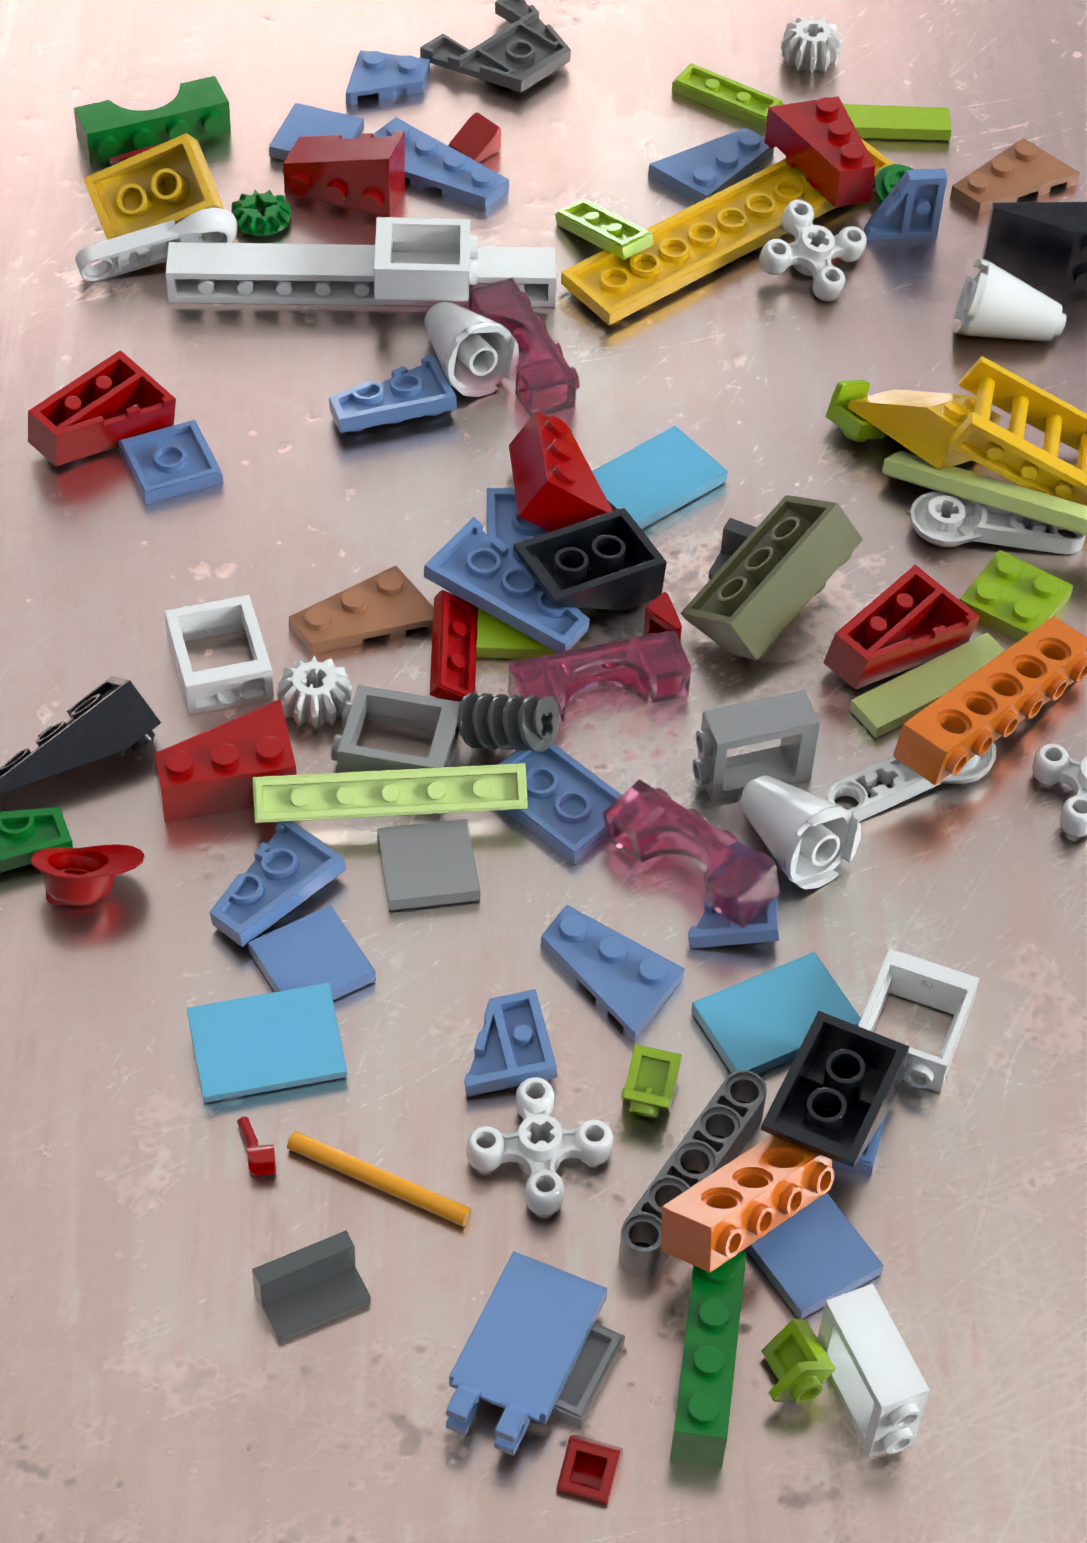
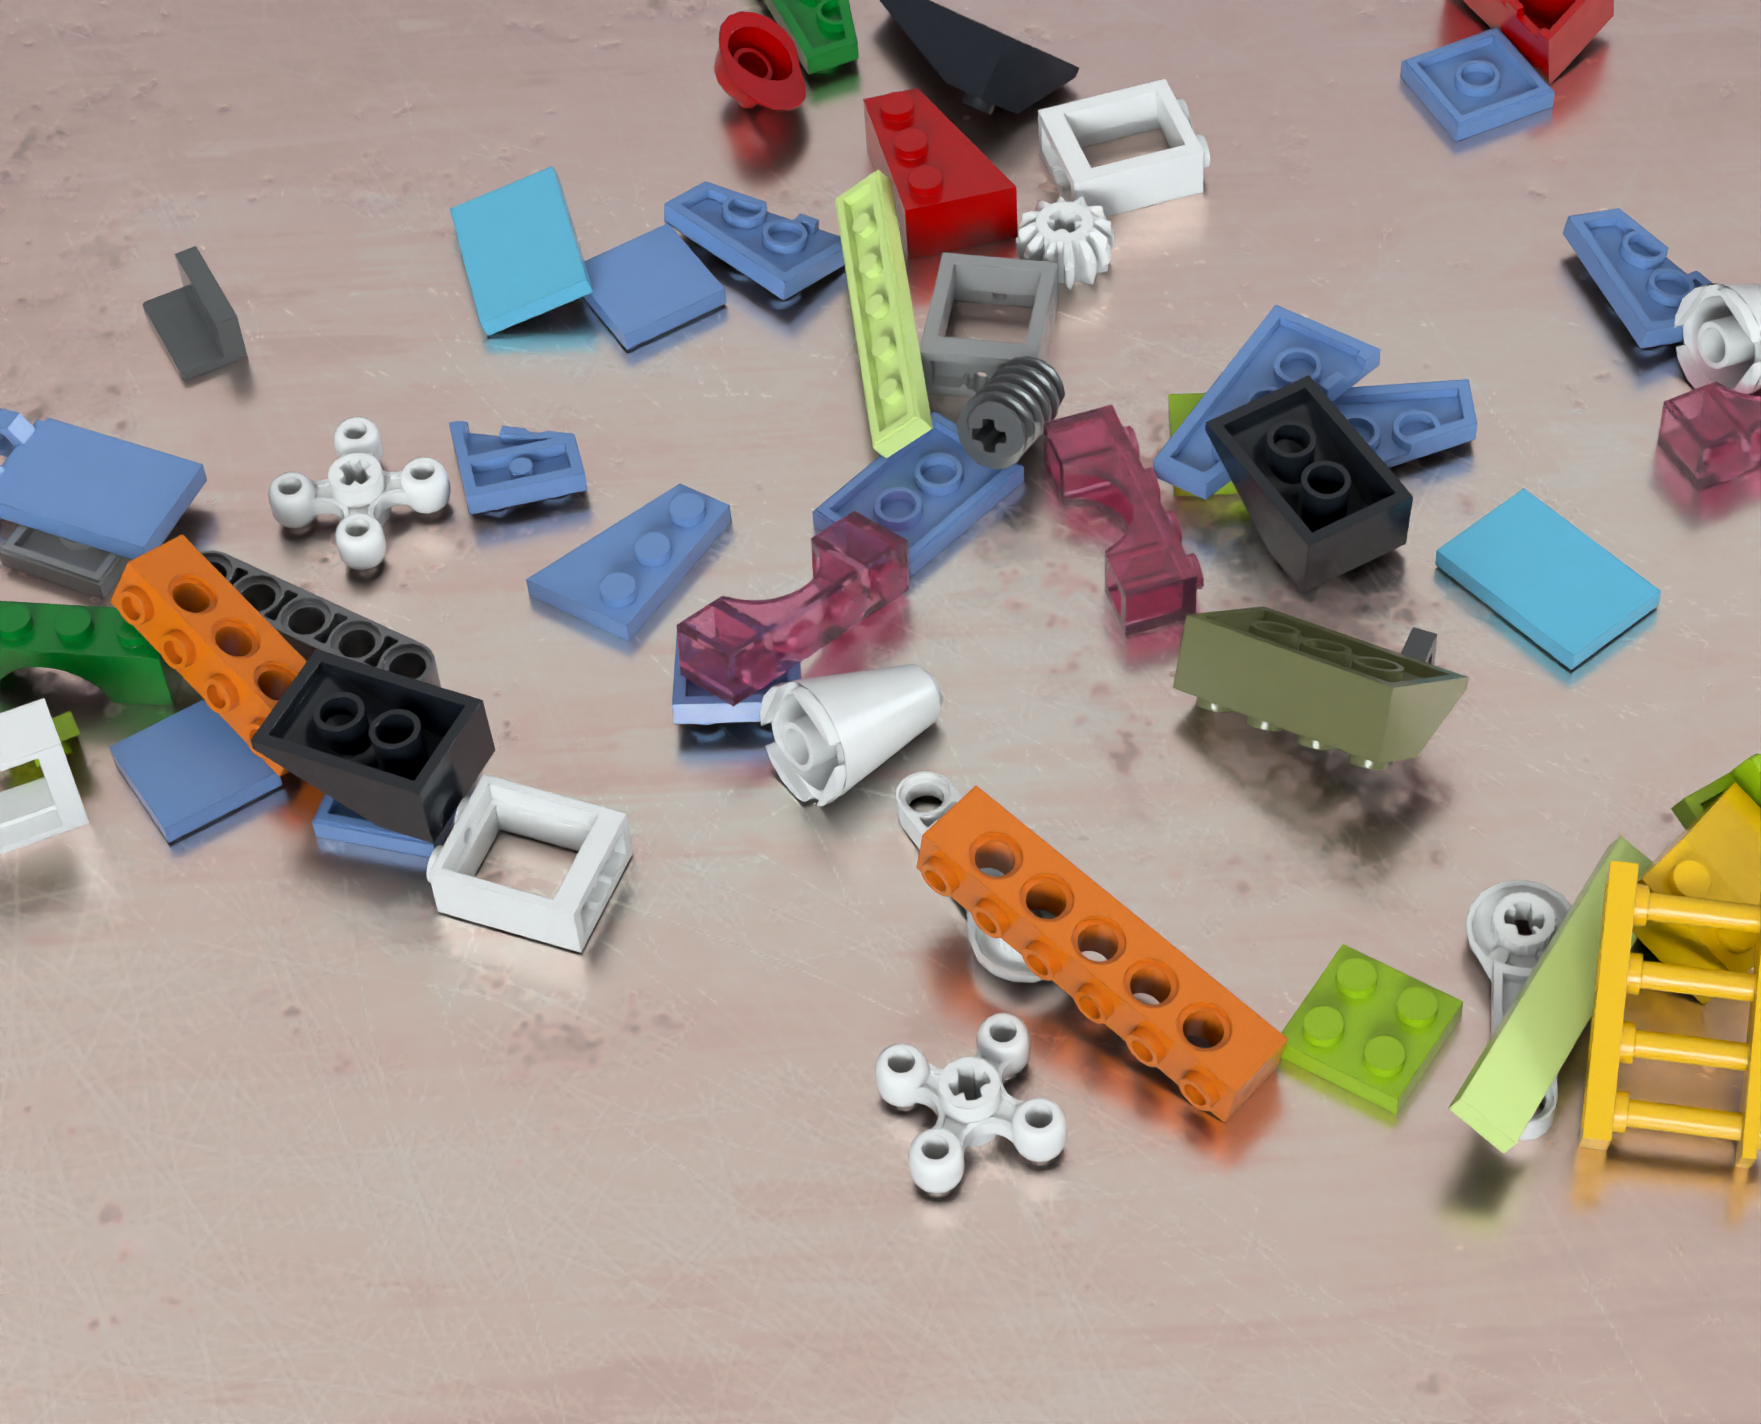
camera: 95 degrees right, 0 degrees up
(260, 1158) = (371, 261): red hand -> none
(369, 609) = (1221, 284): nougat wing -> none
(379, 1178) = (337, 369): light orange bar -> none
(428, 864) = (800, 378): light grey tile -> none
(453, 647) = (1148, 369): red tile -> none
(552, 476) = (1482, 433): red wedge -> none
(651, 1081) = (442, 596): lime bracket -> none
(661, 616) = (1235, 581): red slope -> none
(753, 722) = (984, 669): light grey window -> none
(770, 1014) = (560, 724): medium azure tile -> none
(900, 630) = (1244, 845): red wedge -> none
(911, 692) = (1141, 879): yellowish green tile -> none

